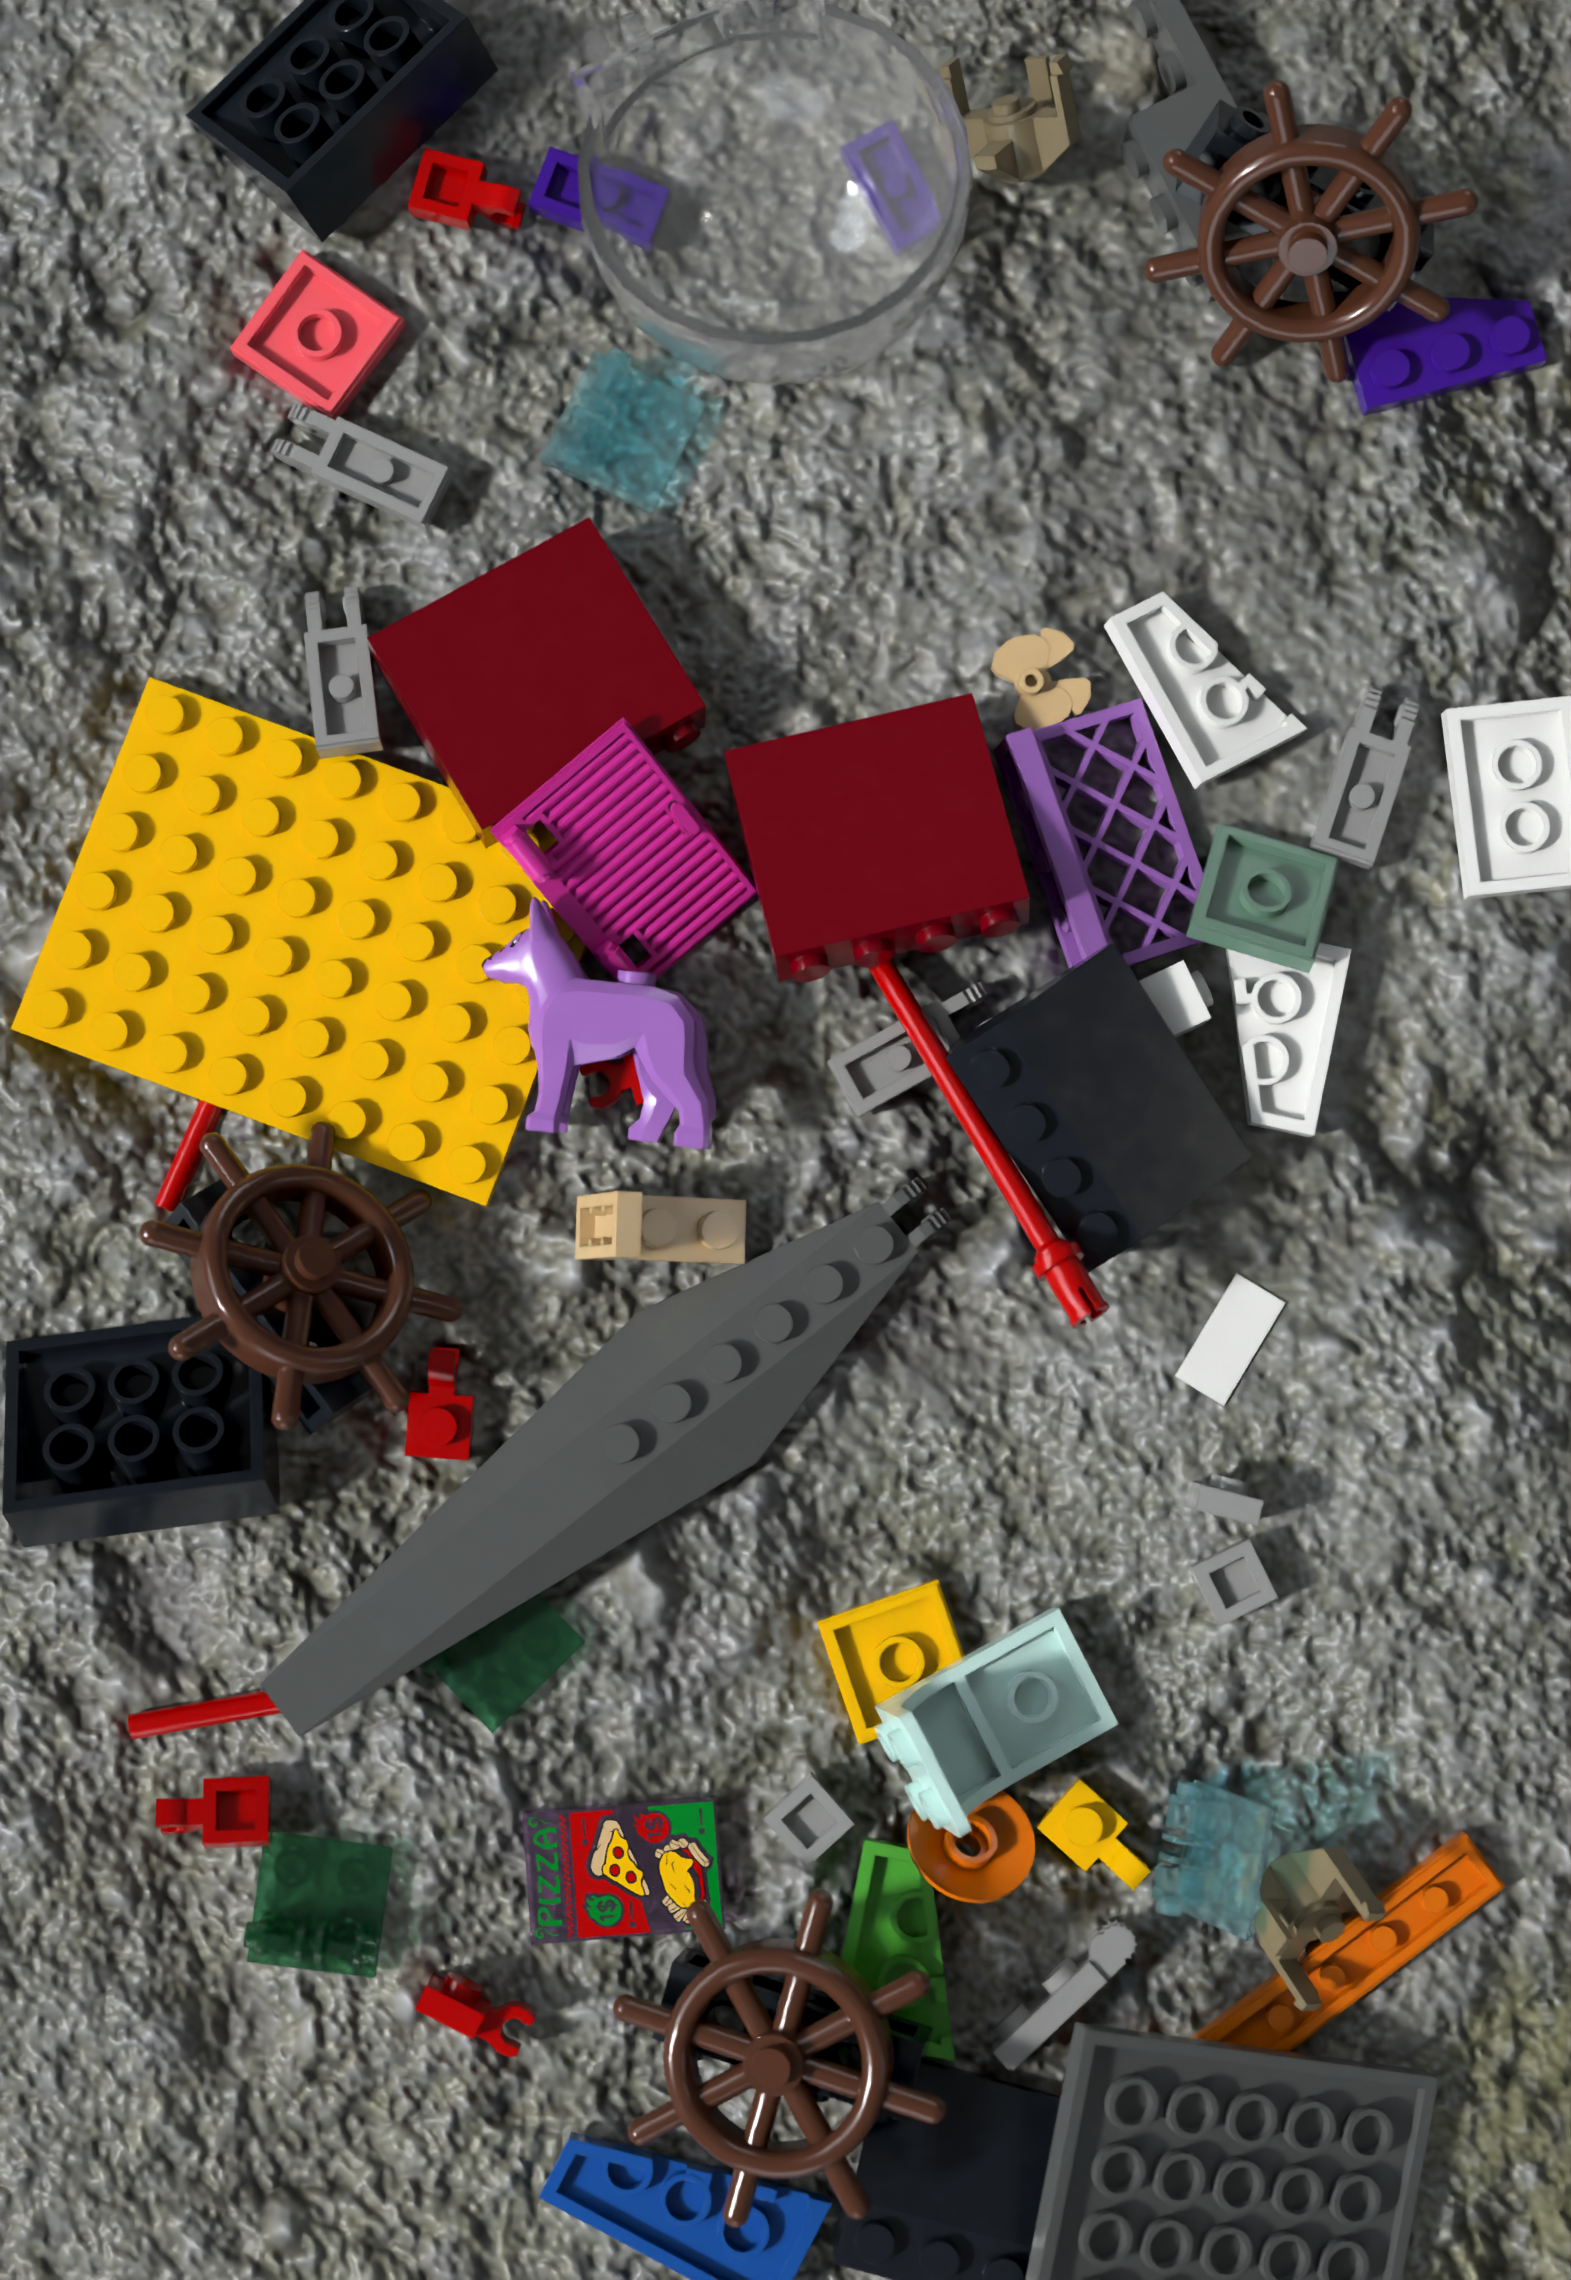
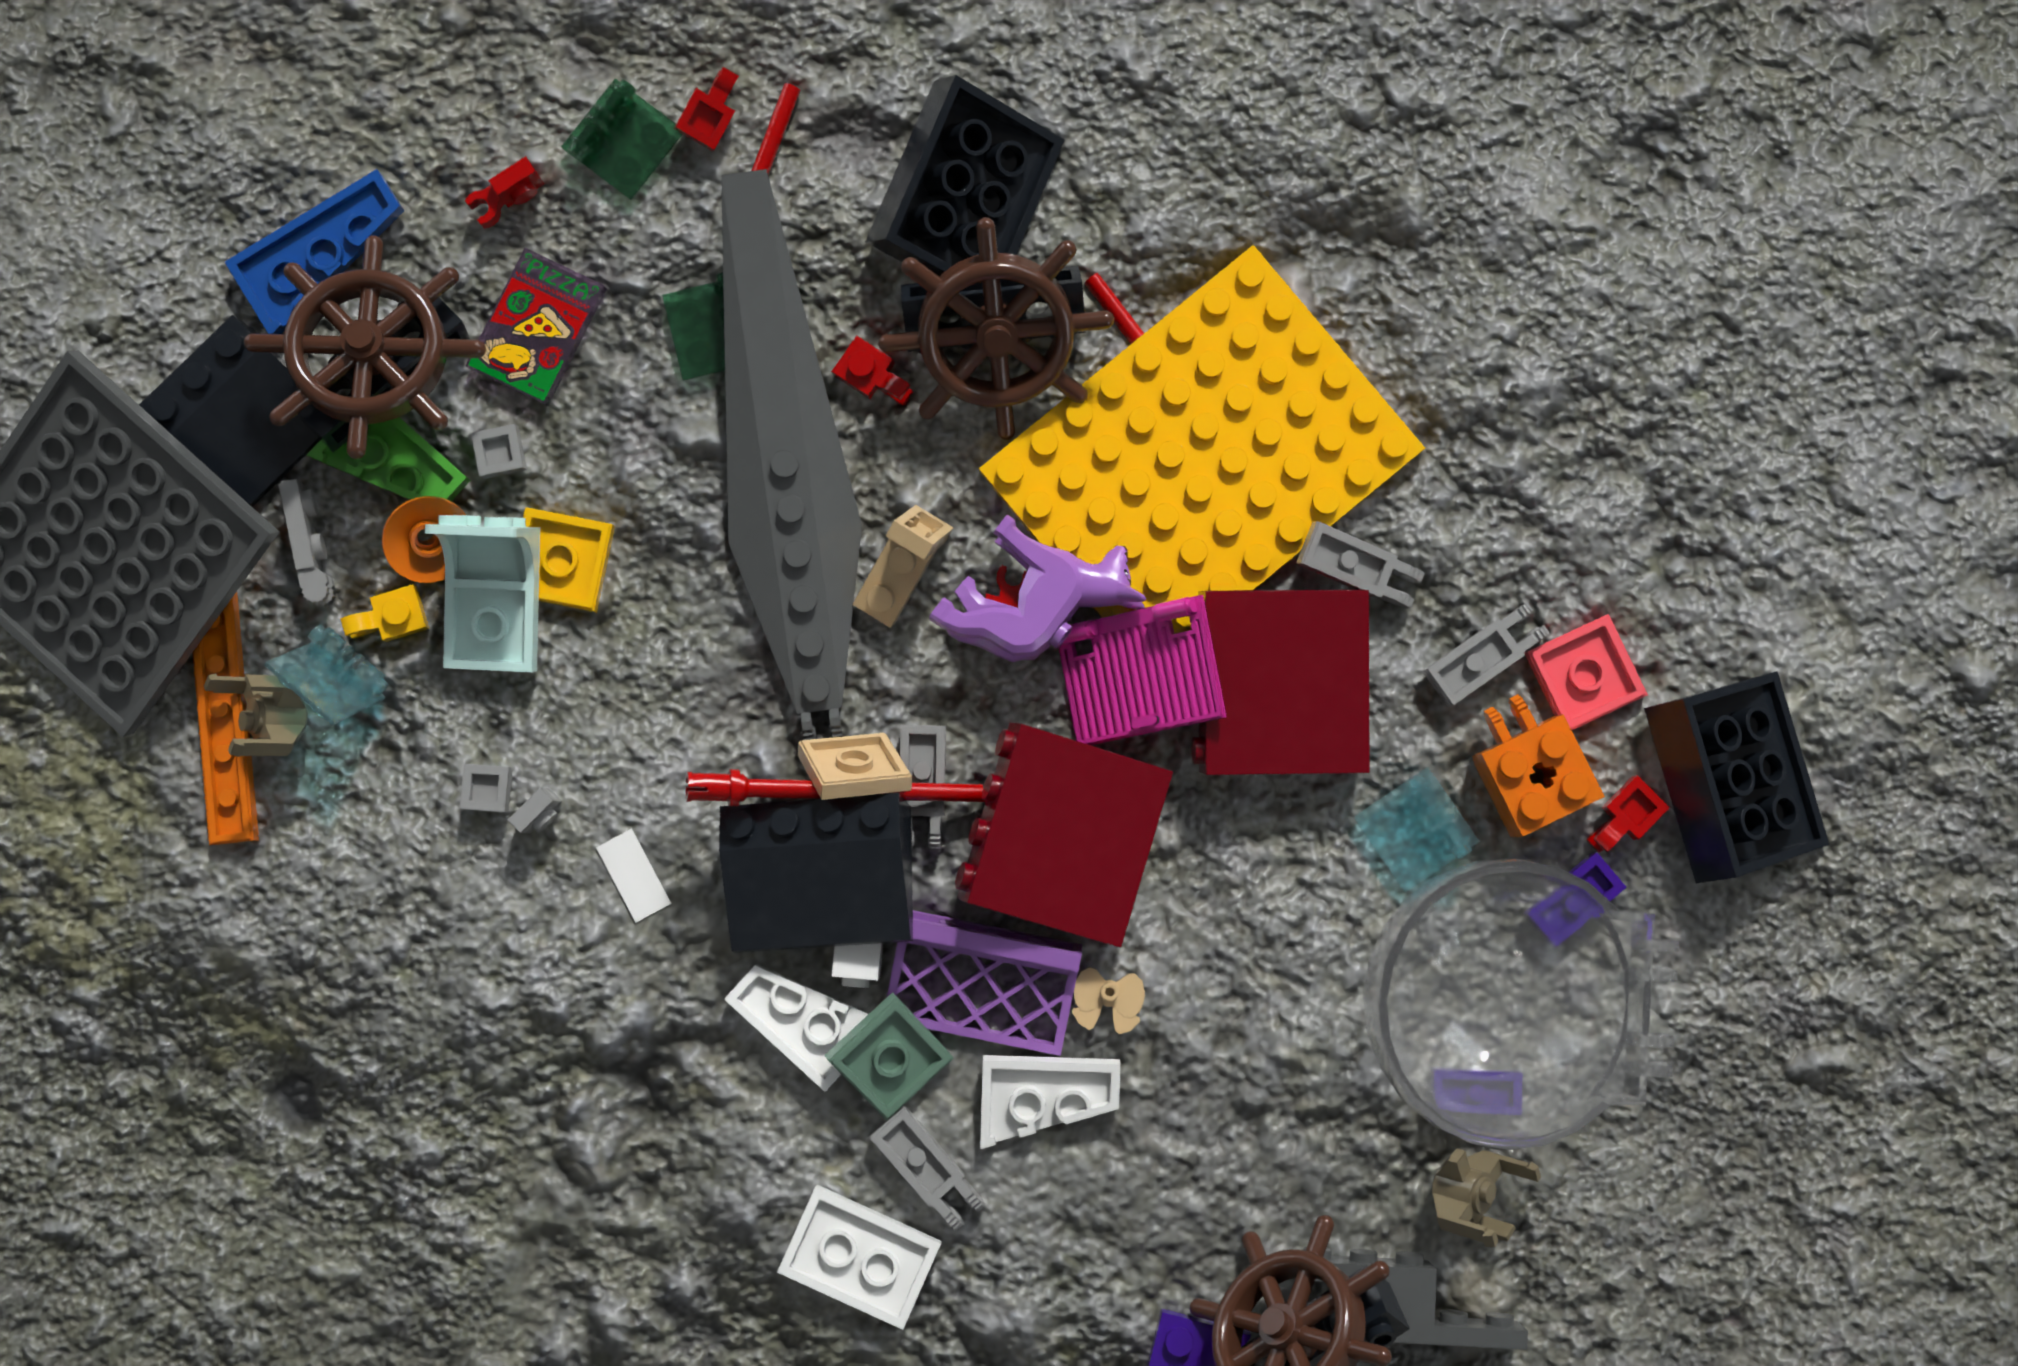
camera: 125 degrees right, 0 degrees up
(480, 362) = (1508, 766): none -> orange hinge
(943, 1136) = (854, 766): none -> tan tile

